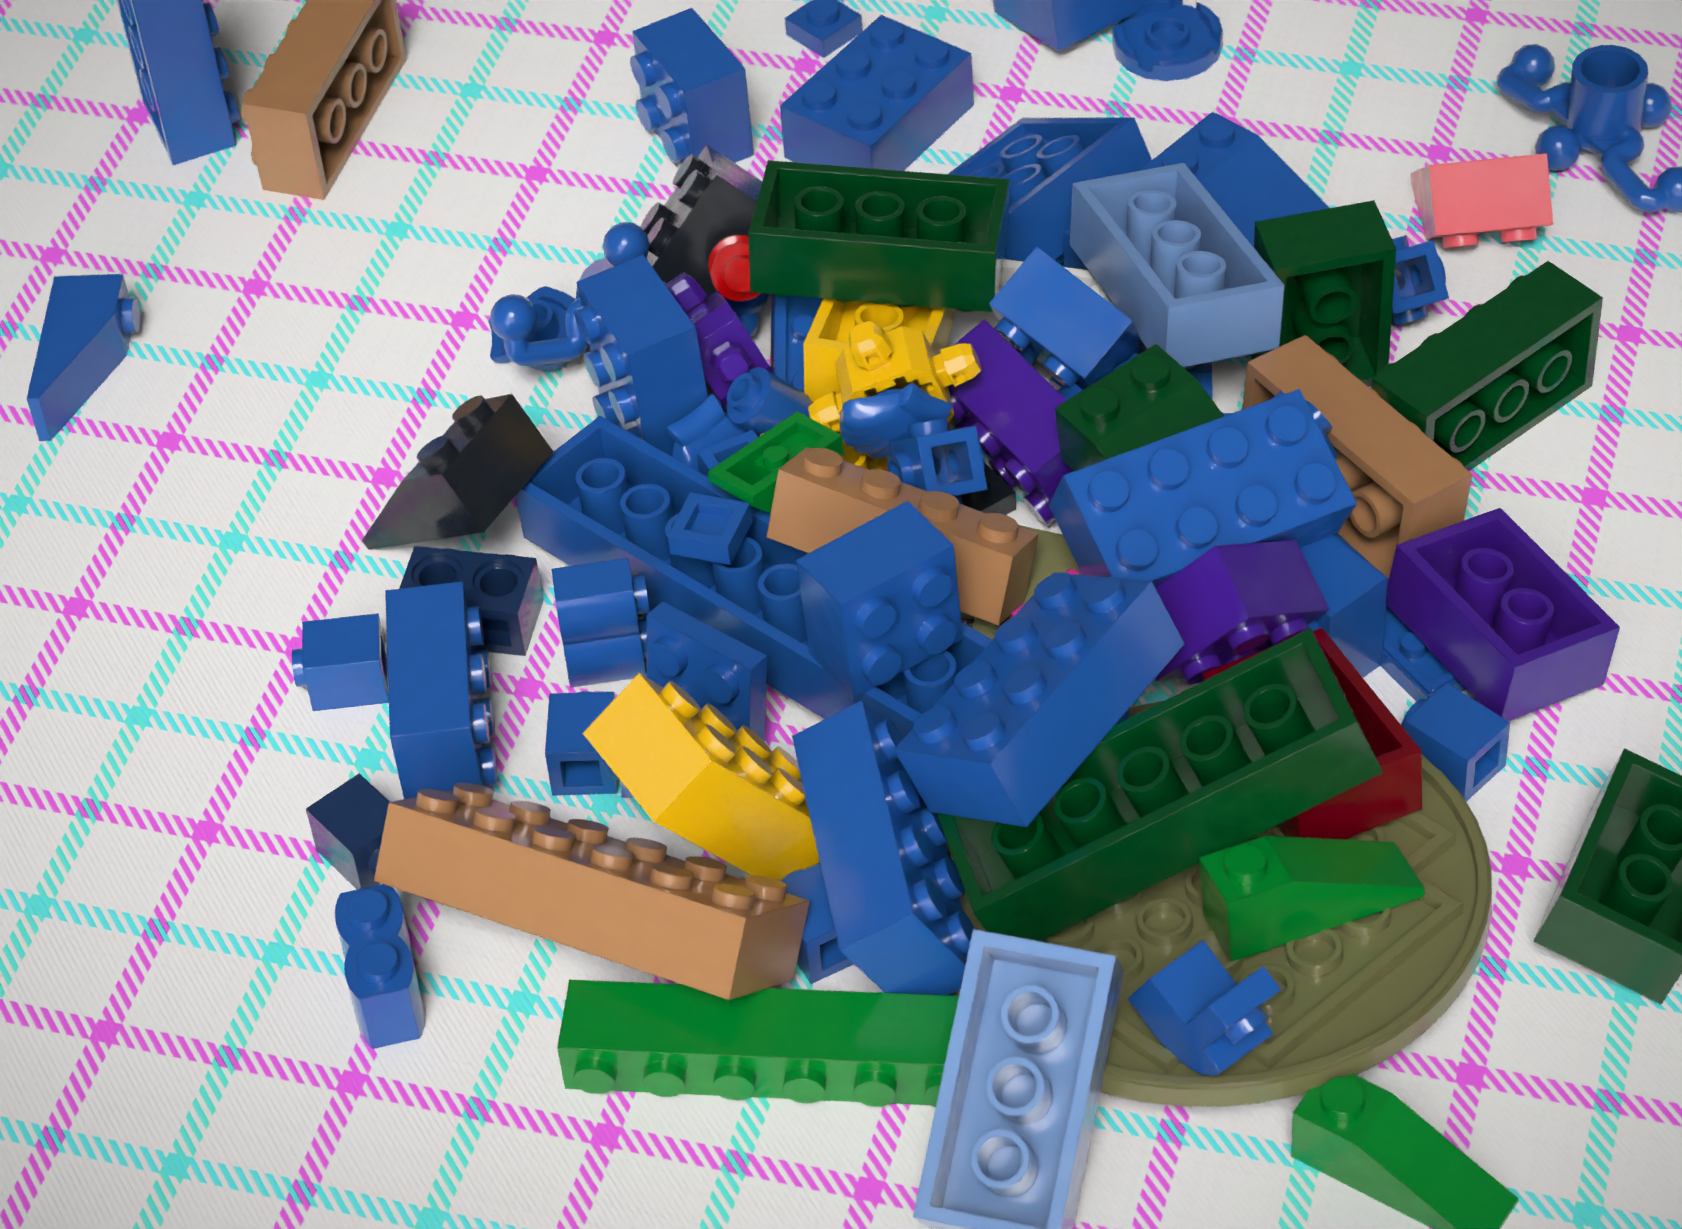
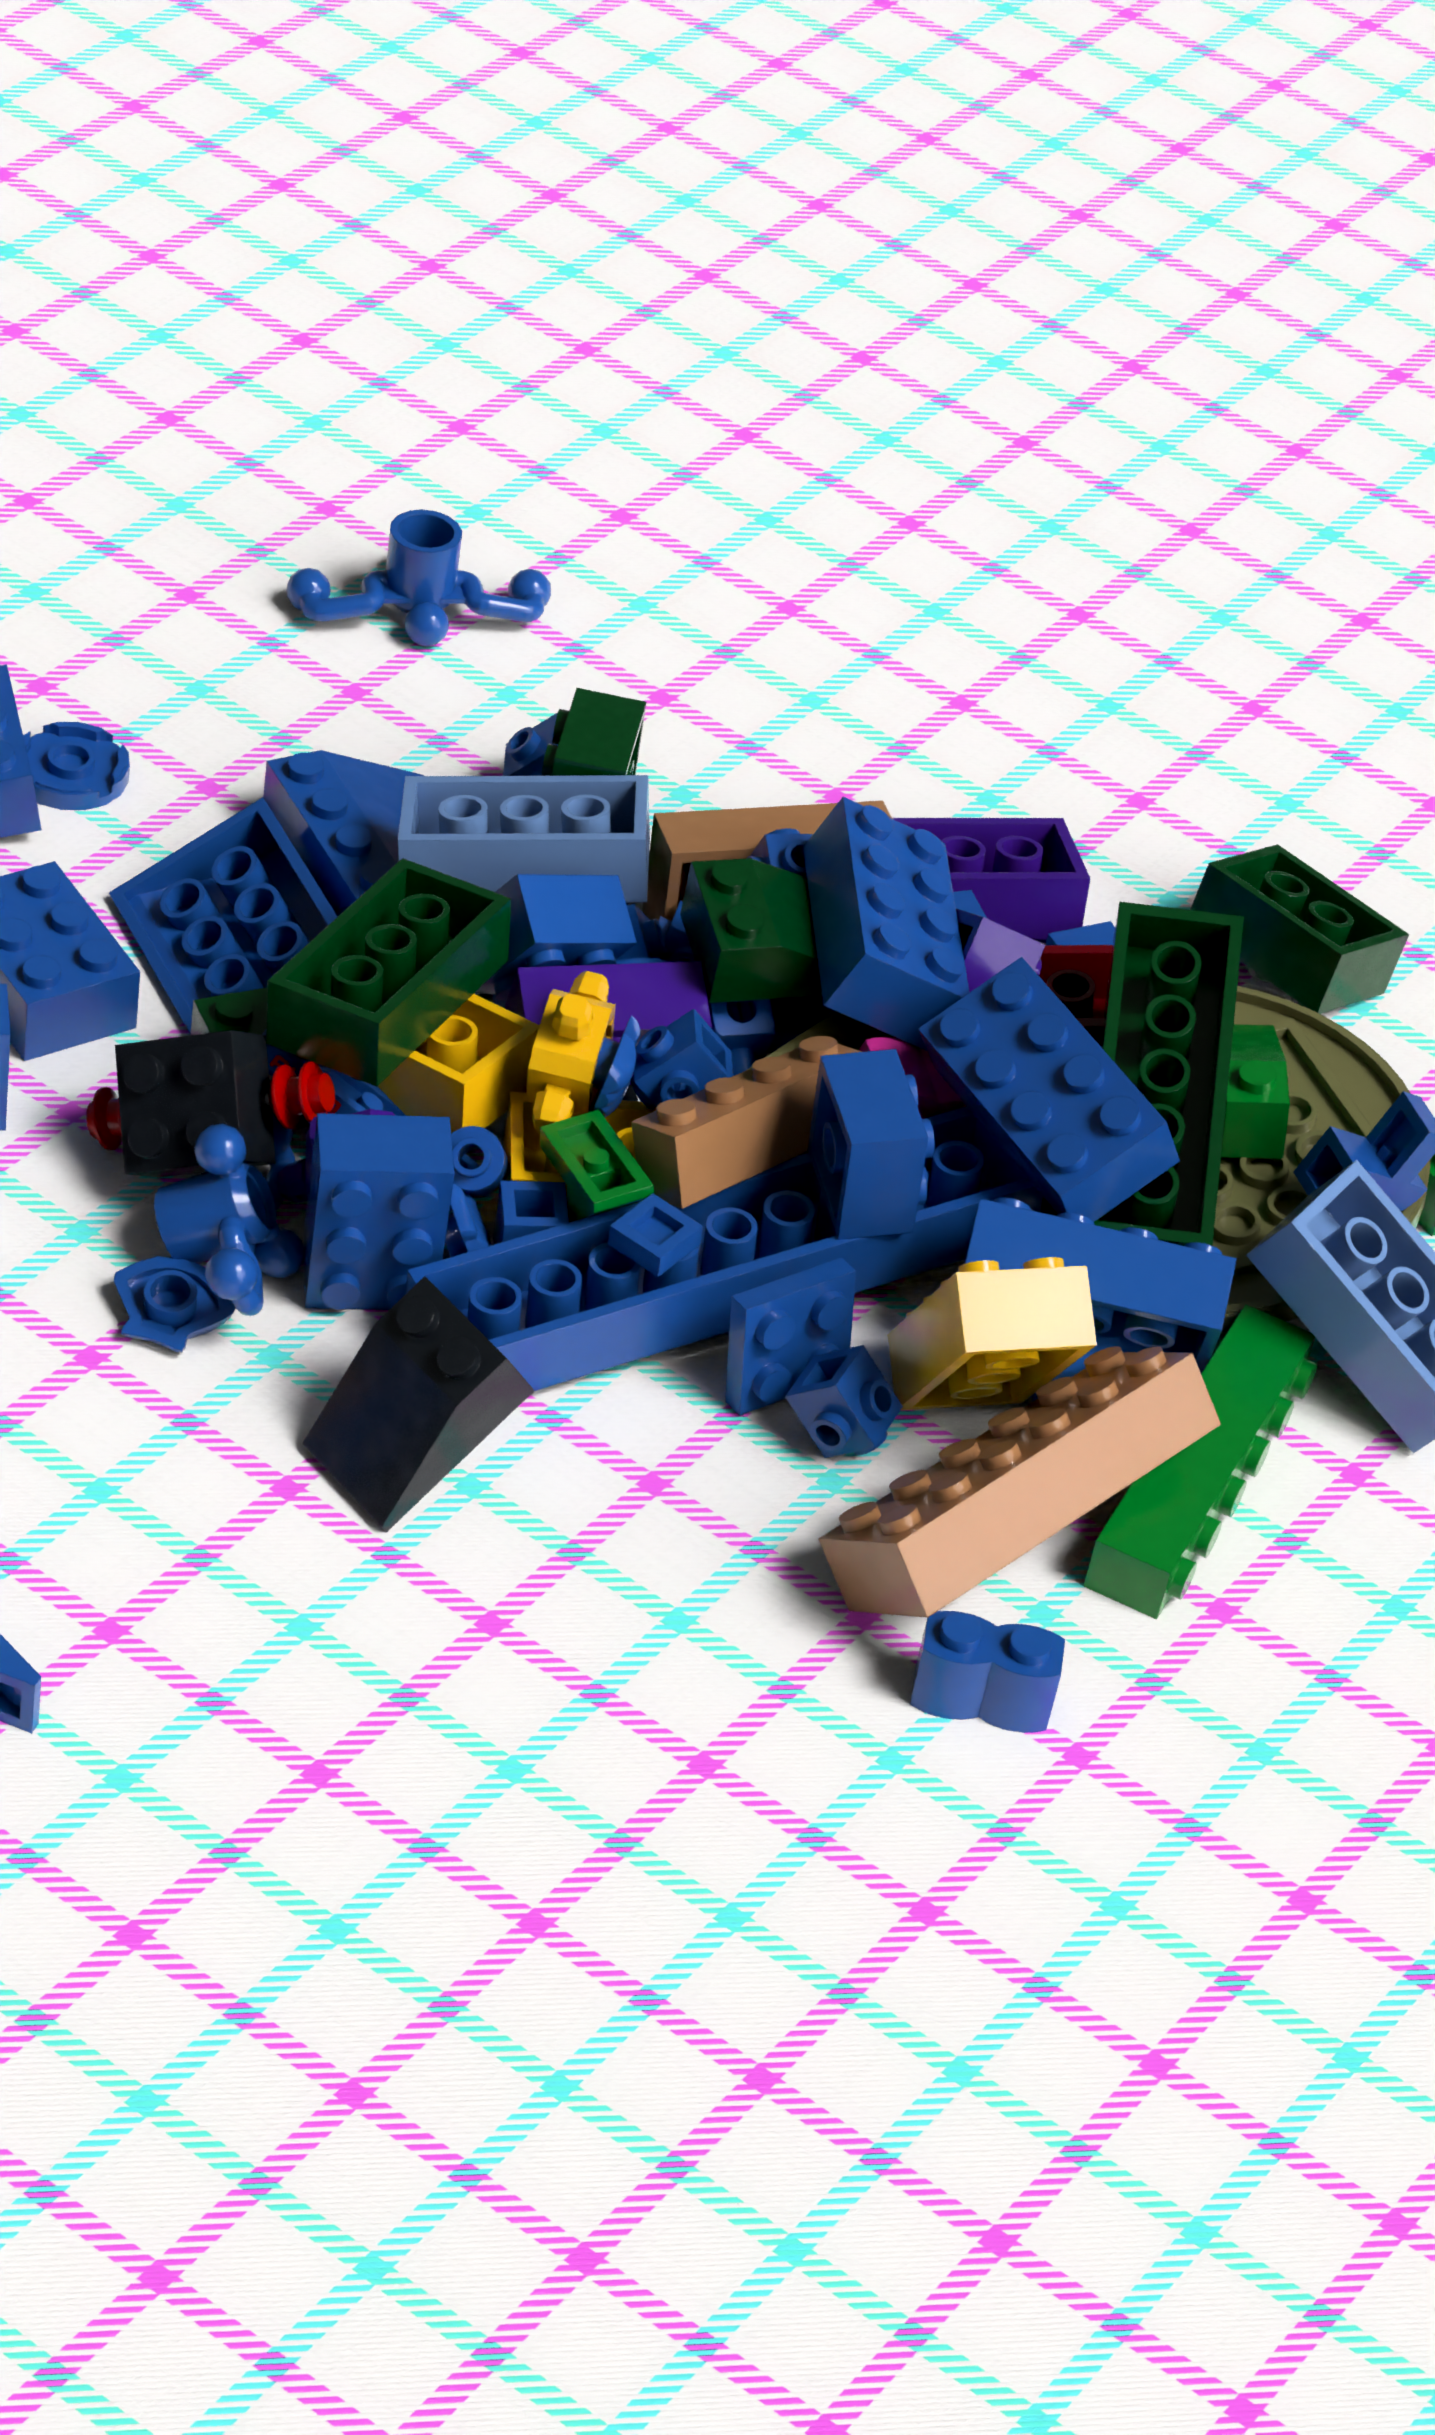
camera: 80 degrees left, 5 degrees down
(342, 662) = (571, 1579): blue brick -> none
(349, 829) = (809, 1637): dark blue brick -> none
(437, 689) = (699, 1515): blue brick -> none
(501, 585) = (541, 1467): dark blue brick -> none
(570, 758) = (779, 1453): blue brick -> none
(600, 621) = (666, 1376): blue brick -> none
(1484, 197) = (463, 684): coral slope -> none
(1499, 366) = (711, 739): dark green brick -> none

